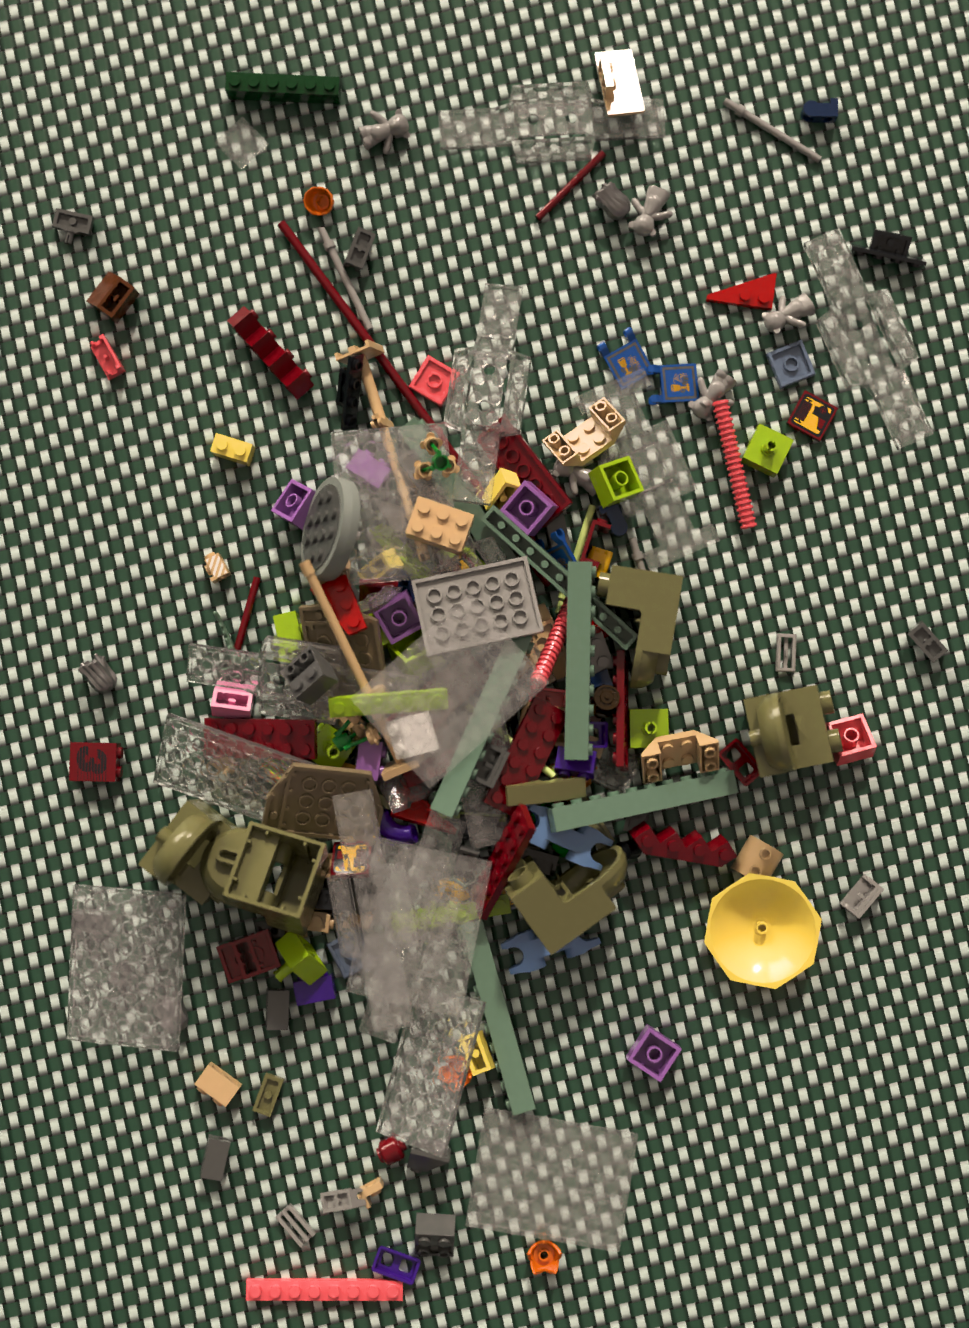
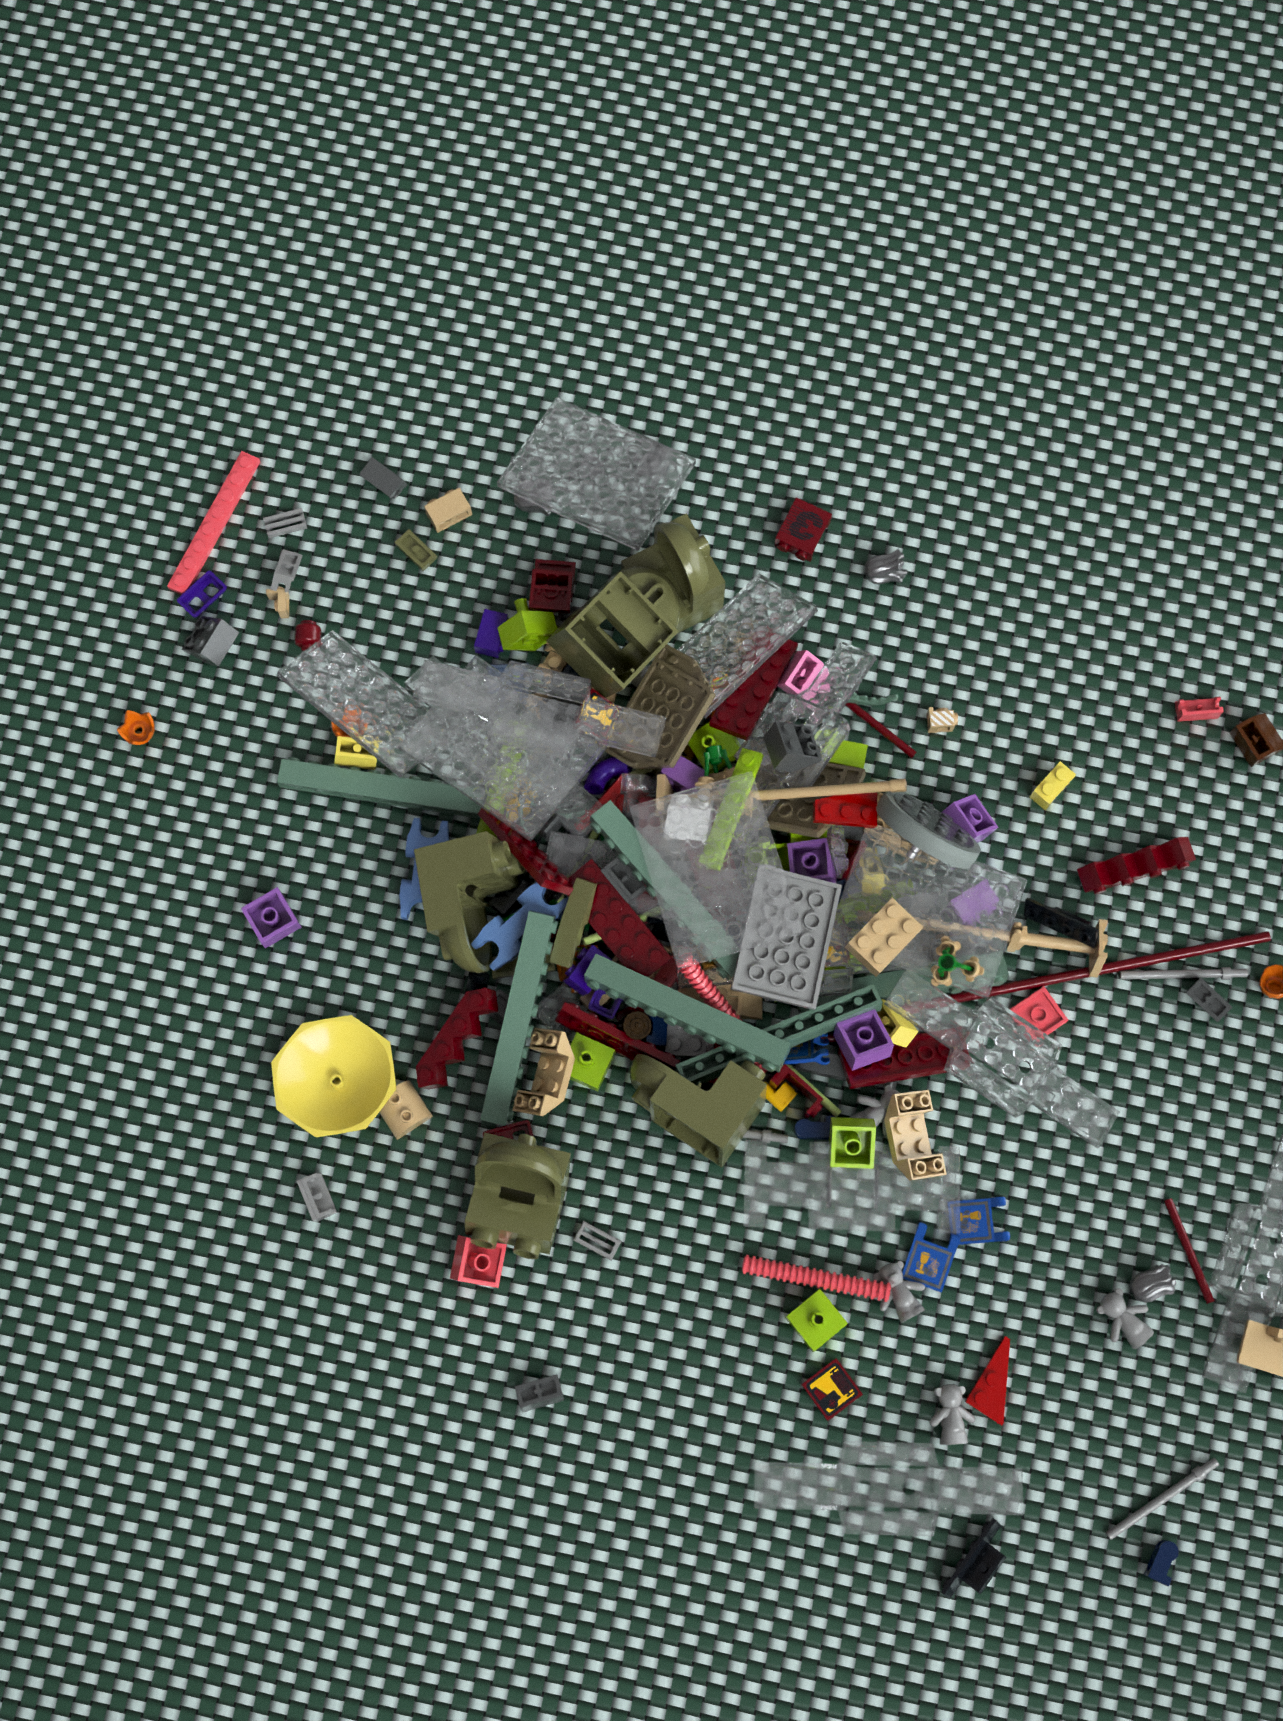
camera: 115 degrees right, 10 degrees down
(277, 1009) = (490, 591): dark grey hinge -> none
(424, 1161) = (282, 655): dark grey slope -> none
(551, 1179) = (203, 770): clear plate -> none
(790, 364) = (896, 1394): sand blue tile -> none

